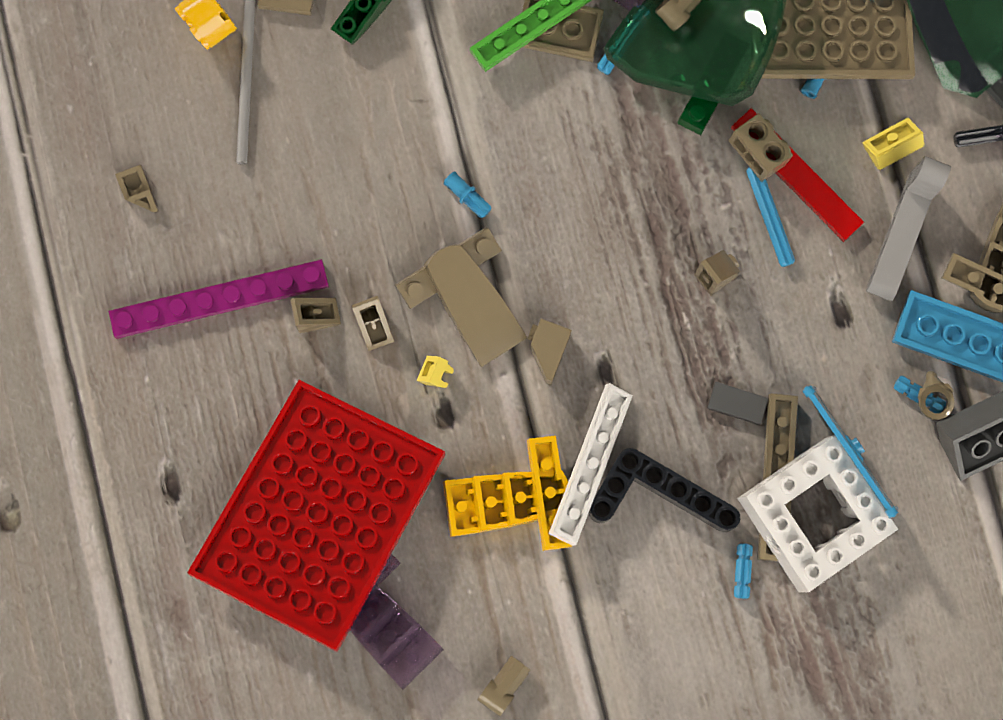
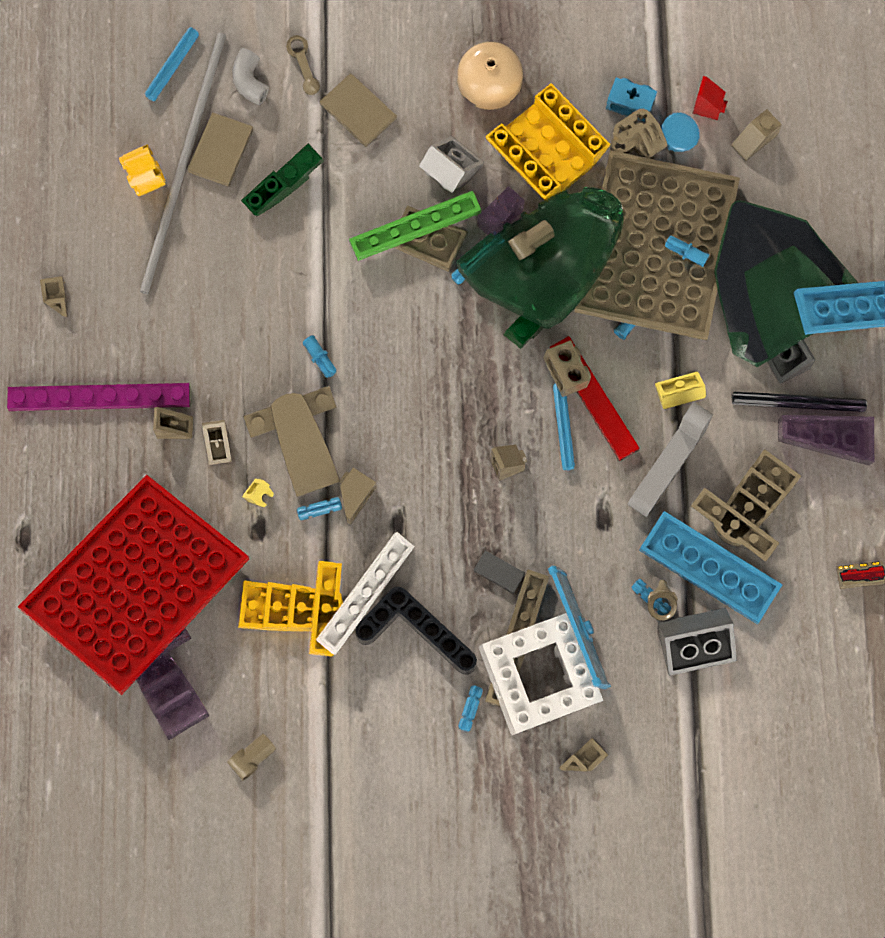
camera: 15 degrees right, 5 degrees down
(510, 375) = (319, 508): none -> dark azure axle
(889, 598) = (586, 757): none -> dark tan slope

